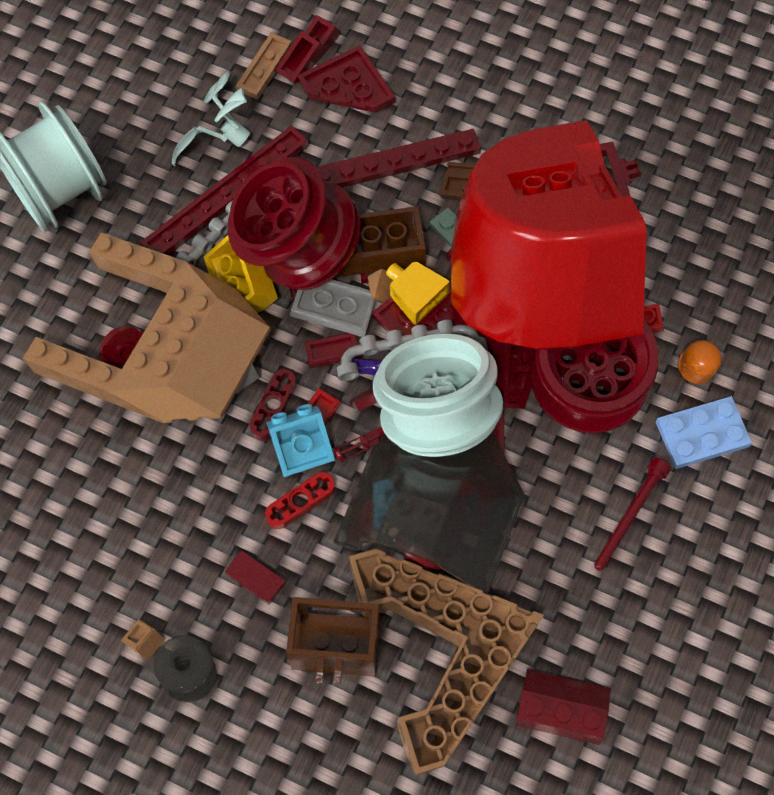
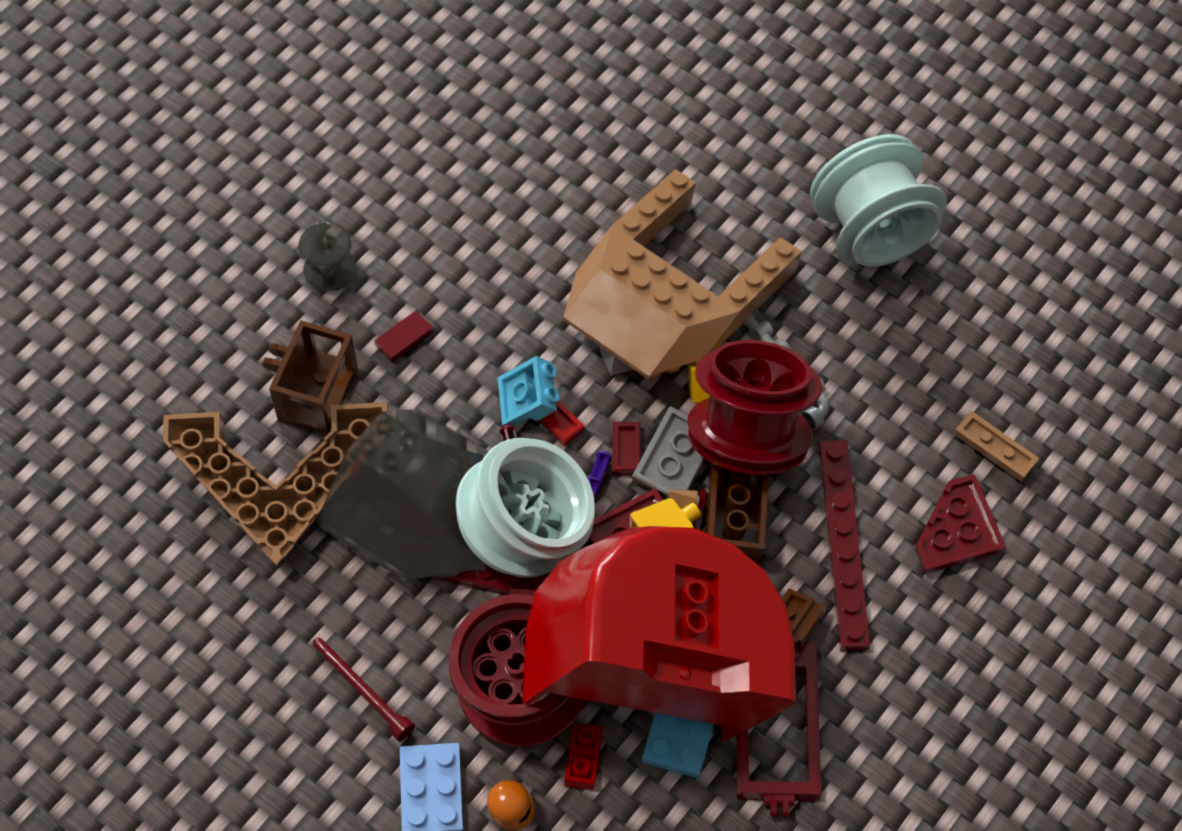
camera: 100 degrees right, 5 degrees down
(119, 345) = (669, 248): dark red tile -> none
(143, 639) = (374, 238): medium nougat slope -> none
(215, 199) = (838, 382): dark red plate -> none
(231, 128) = (911, 394): light aqua plant -> none
(272, 393) = (574, 371): dark red beam -> none
(307, 49) = (1012, 494): dark red slope -> none
(320, 494) = (470, 377): red beam -> none
(369, 346) = (614, 474): light grey bar -> none
(564, 707) = (188, 568): dark red slope -> none

